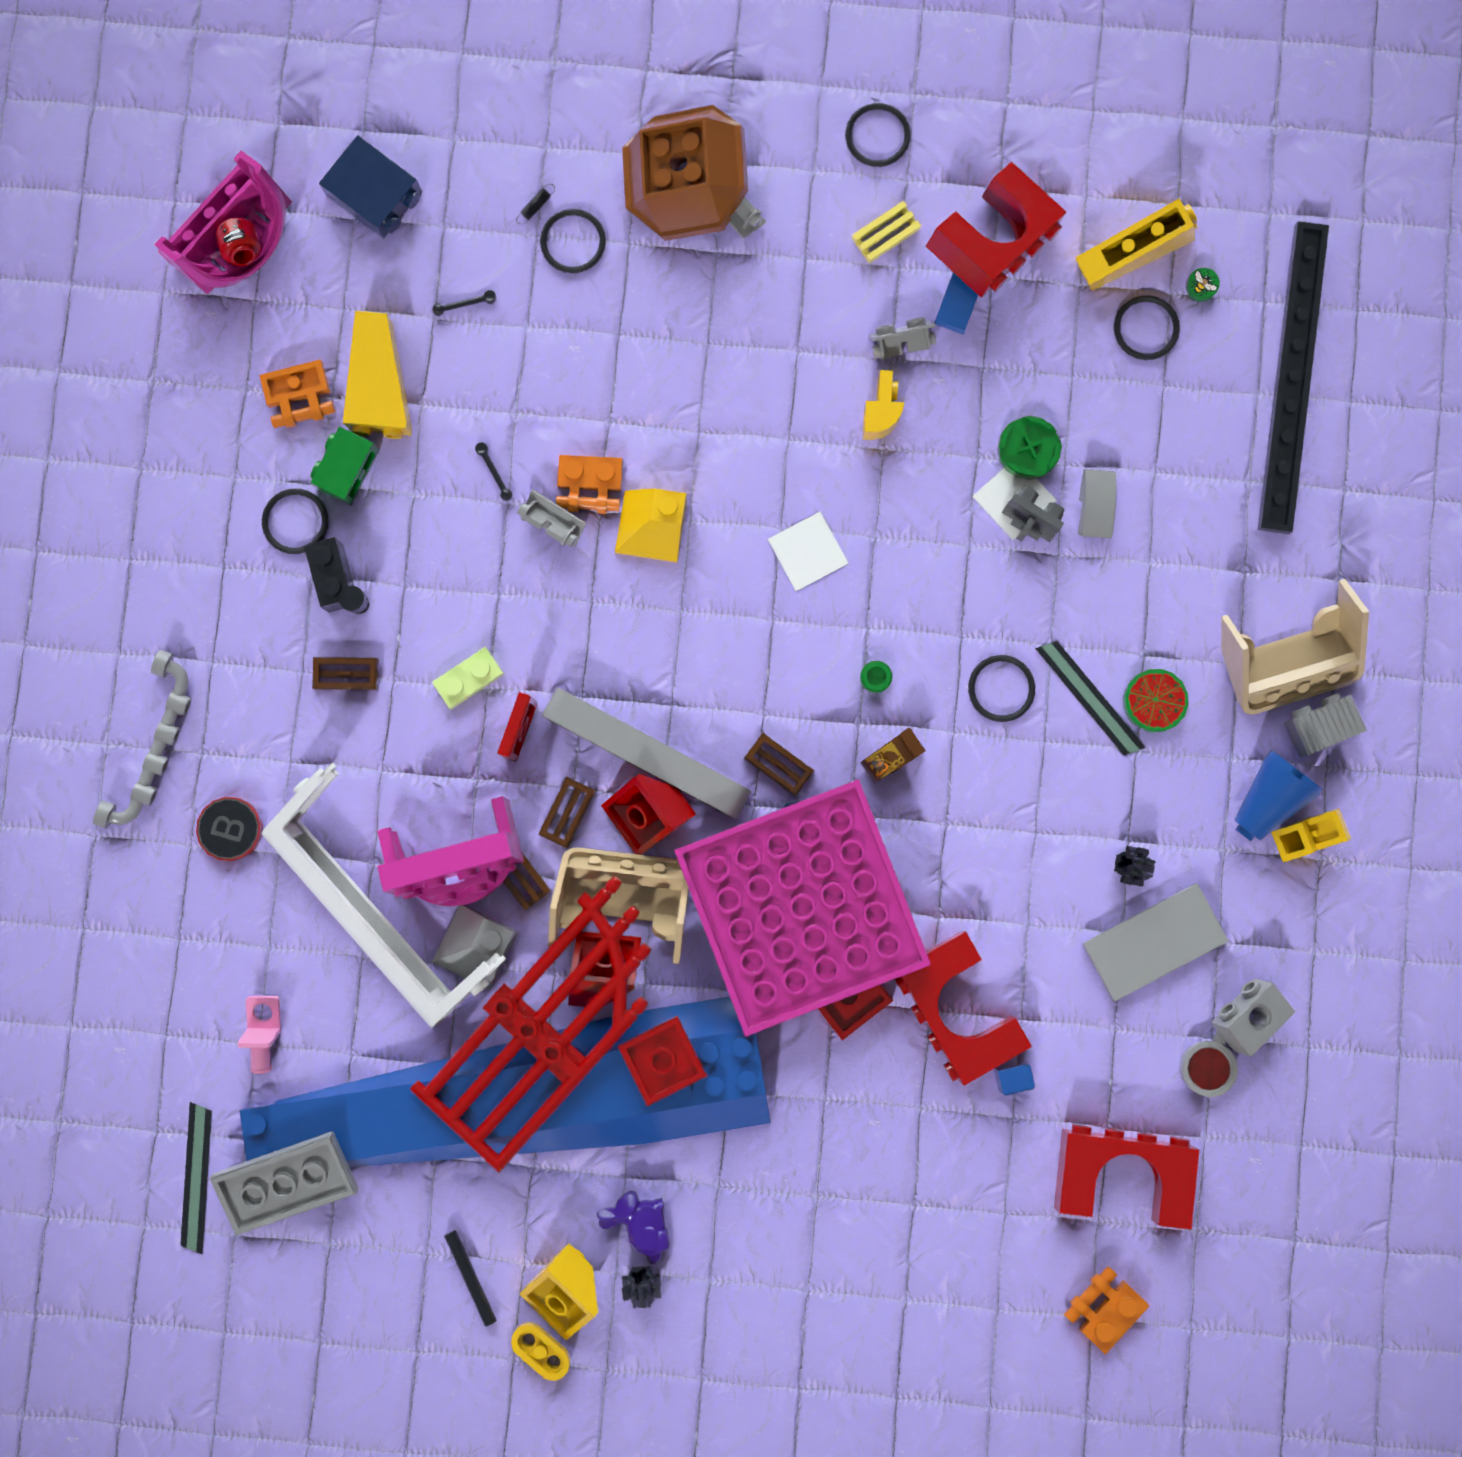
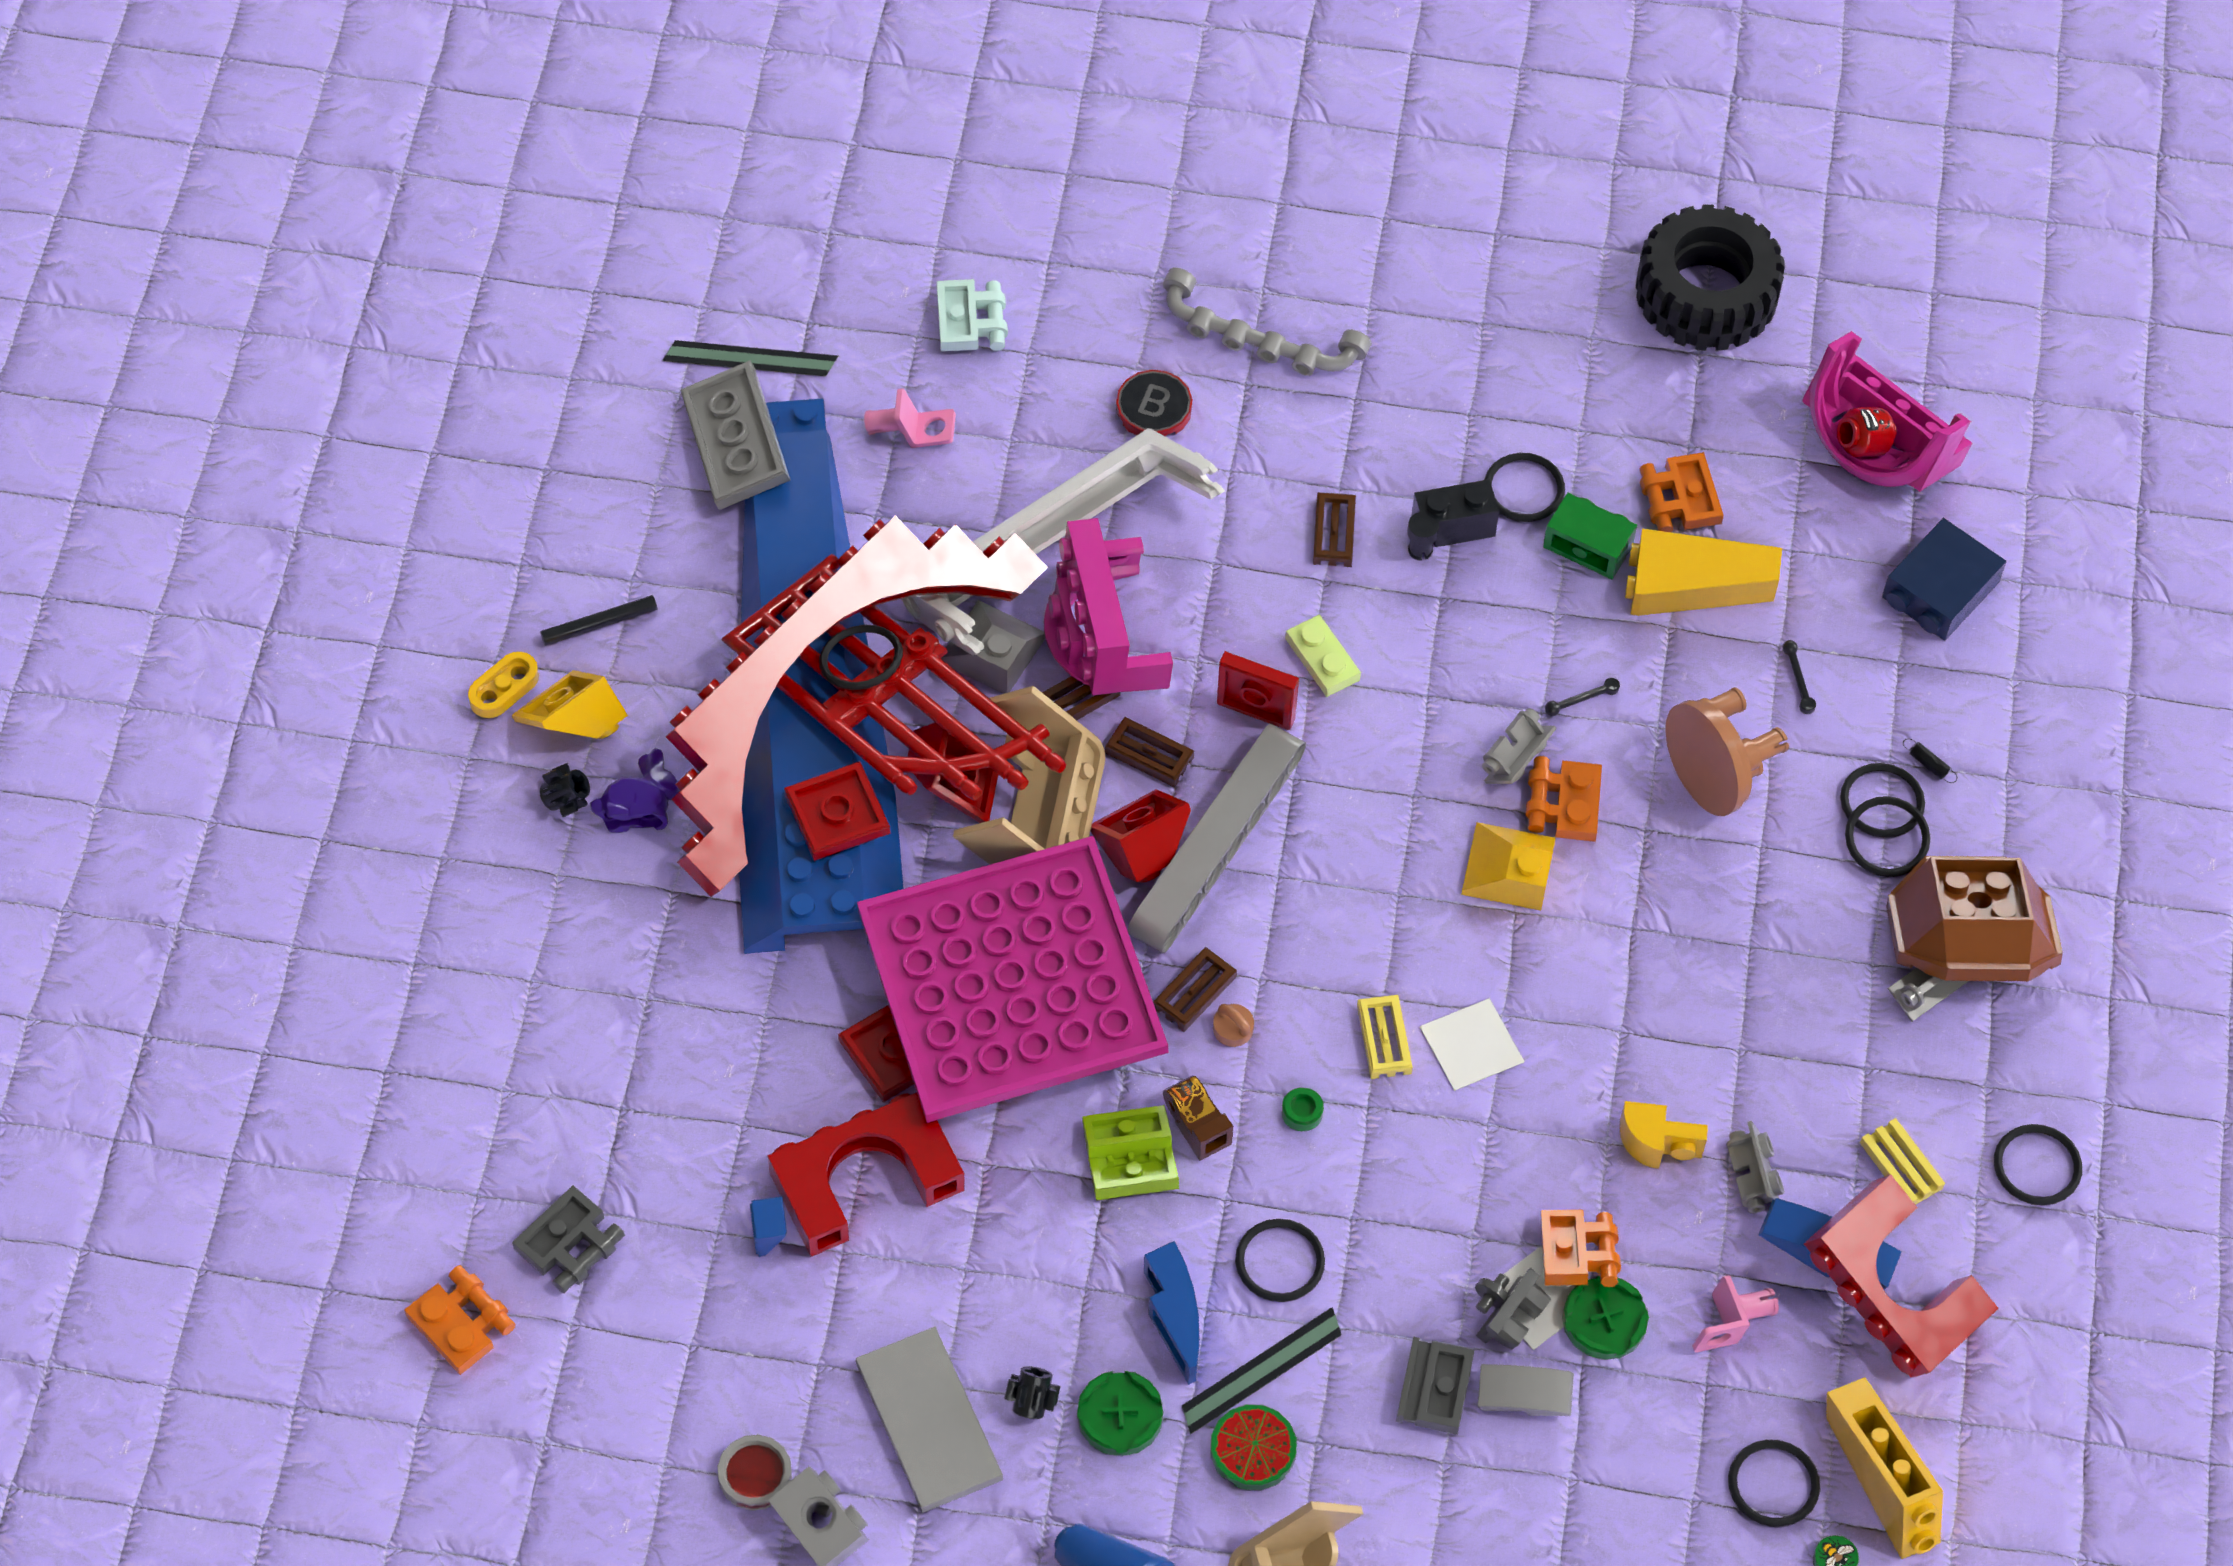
camera: 90 degrees right, 25 degrees down
(54, 343) = (1716, 240): none -> black tyre
(146, 1002) = (958, 315): none -> light aqua plate
(551, 1052) = (898, 651): none -> black tyre
(562, 364) = (1712, 756): none -> nougat piece
(589, 1162) = (722, 727): none -> arch
(610, 208) = (1887, 800): none -> black tyre
(782, 623) = (1389, 1066): none -> light yellow tile
(808, 733) = (1233, 1025): none -> nougat tile
(923, 805) = (1130, 1152): none -> lime slope
(982, 475) = (1565, 1248): none -> orange plate
(1022, 353) = (1735, 1314): none -> bright pink bracket
(1030, 1242) = (561, 1229): none -> dark grey plate
(1055, 763) = (1174, 1307): none -> blue slope
(1098, 569) = (1435, 1385): none -> dark grey plate
(1136, 800) = (1120, 1413): none -> green tile
(1171, 1162) = (636, 1406): red arch -> none

